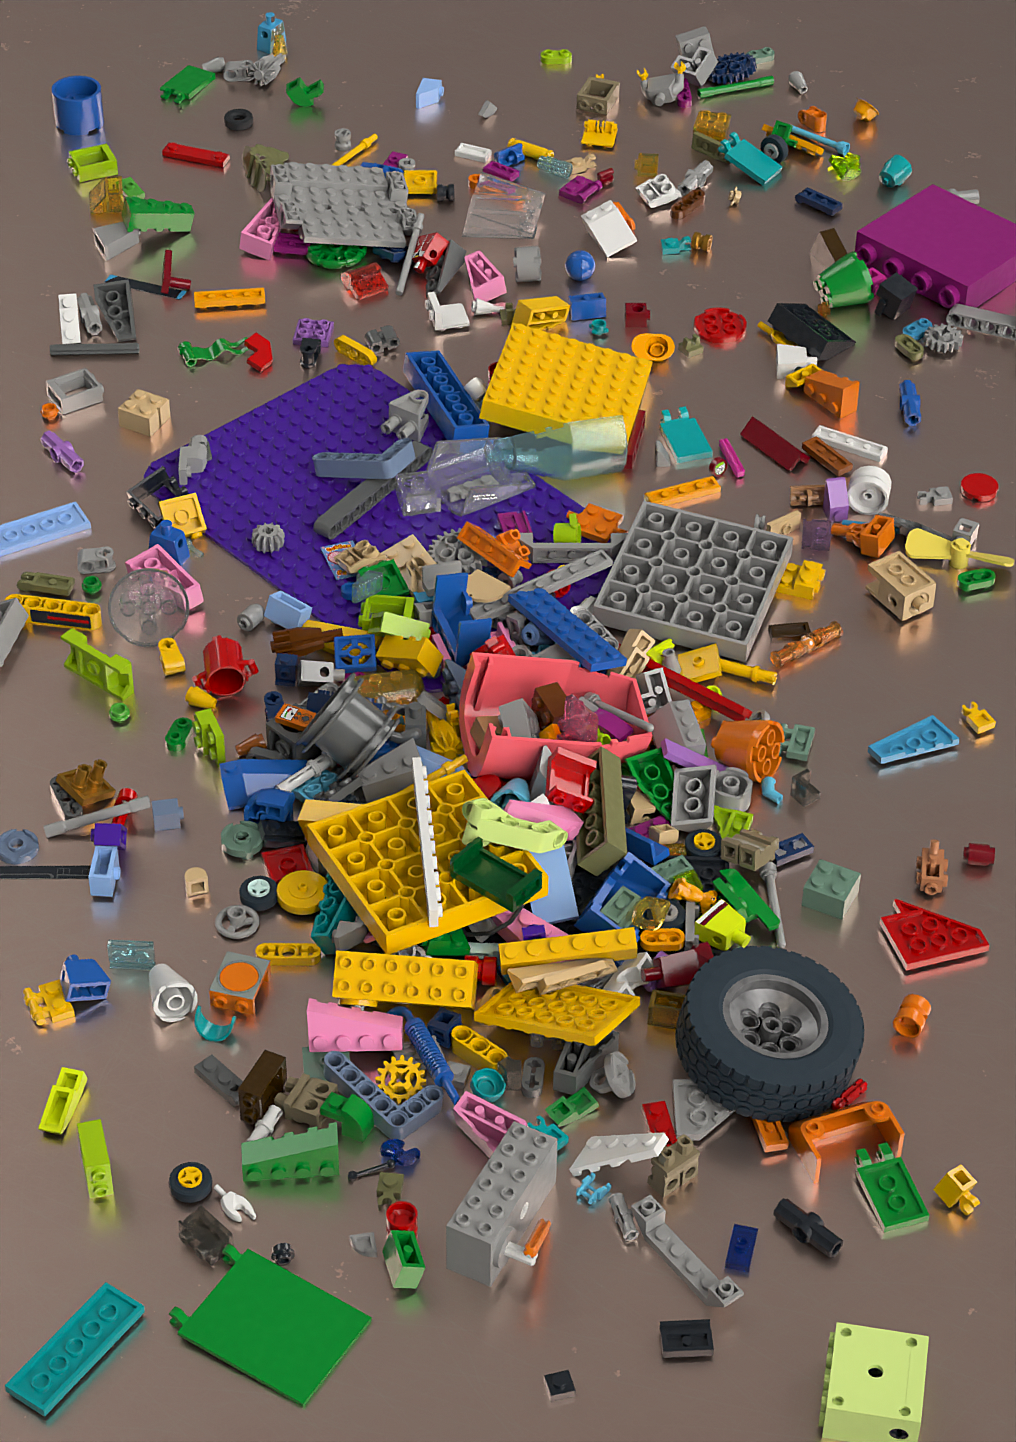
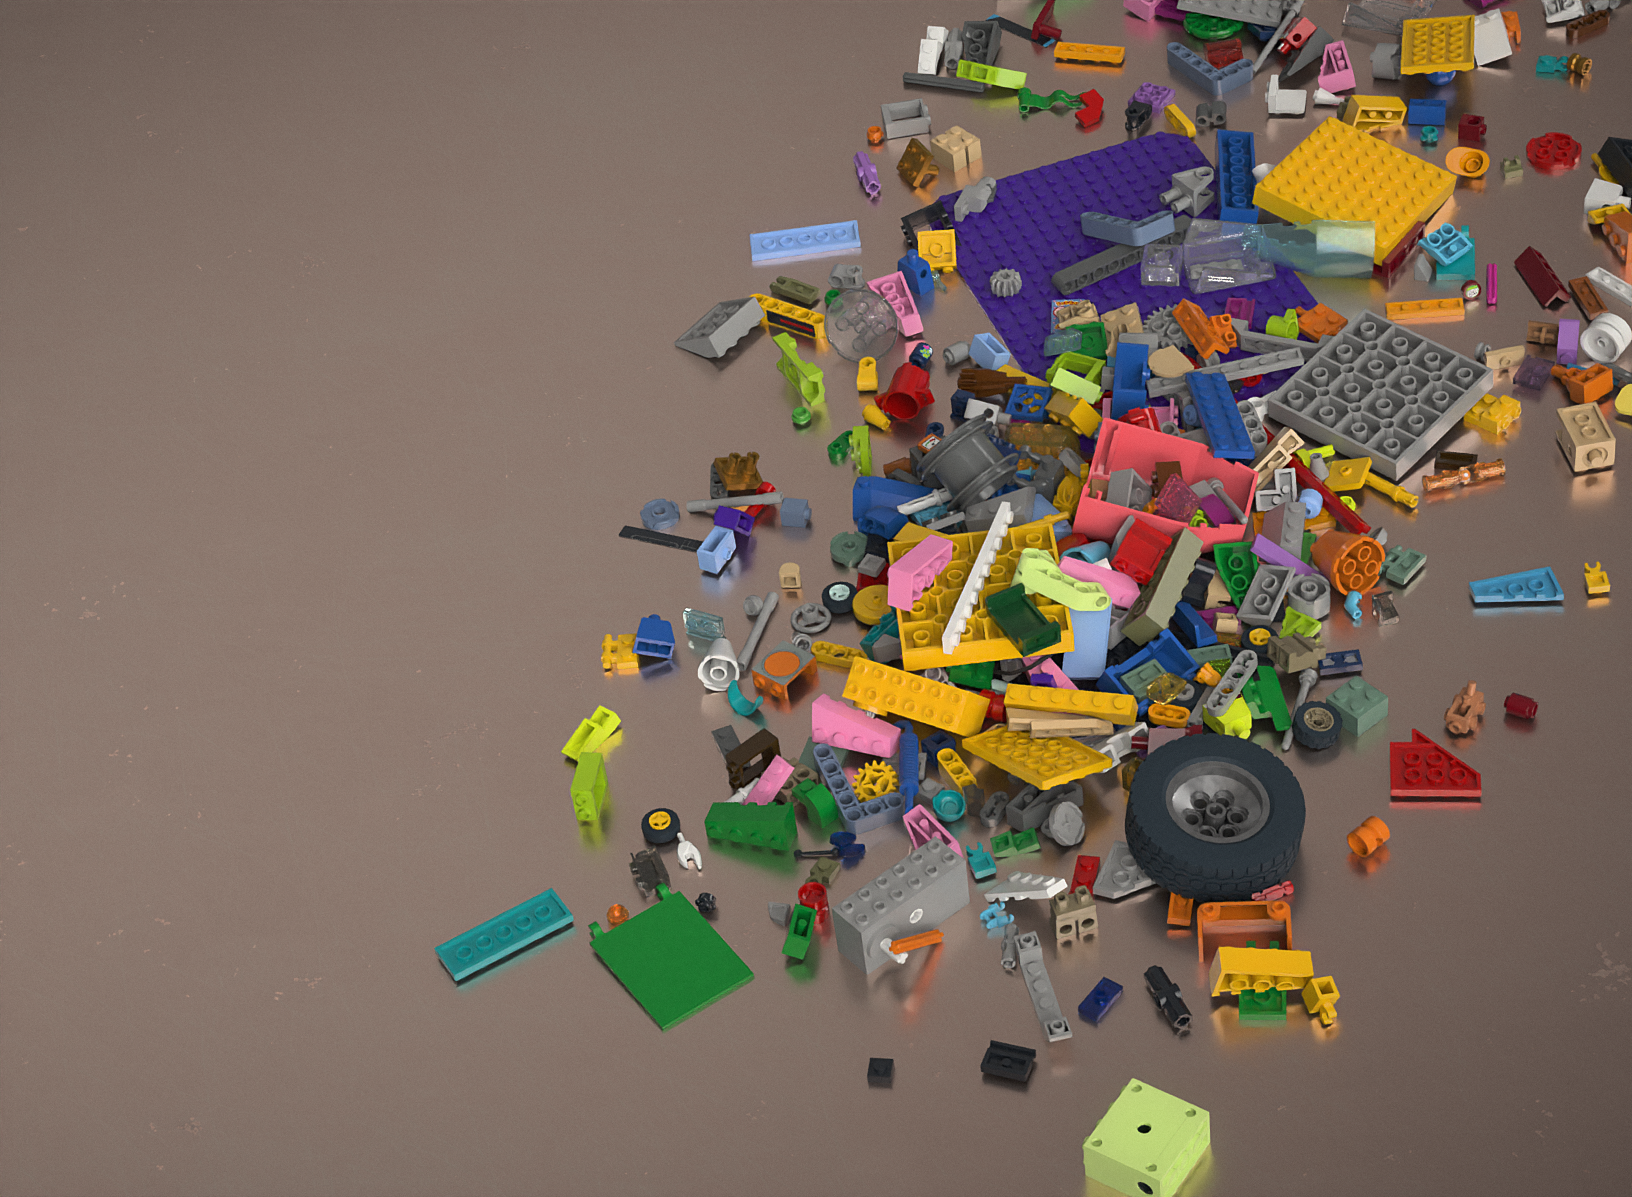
camera: 30 degrees right, 0 degrees up
(112, 433) = (916, 163): none -> pearl gold plate
(142, 334) = (991, 74): none -> lime slope
(171, 921) = (753, 605): none -> light grey plate
(186, 921) = (746, 654): none -> light grey piece
(192, 1293) = (617, 914): none -> clear orange plate
(215, 625) = (921, 355): none -> dark blue brick
(244, 947) = (801, 641): none -> light grey cone
(279, 852) = (871, 565): none -> light grey plate
(293, 1107) = (770, 782): none -> bright pink plate
(353, 301) = (1204, 74): none -> sand blue beam
(362, 848) = (917, 570): none -> bright pink wedge
(574, 241) = (1438, 44): none -> yellow plate
(676, 427) = (1445, 244): none -> medium azure slope
(685, 692) = (1313, 502): none -> light blue head
(716, 893) = (1233, 683): none -> light grey beam
(804, 916) = (1317, 724): none -> black wheel
(889, 1177) = (1259, 970): none -> yellow wedge

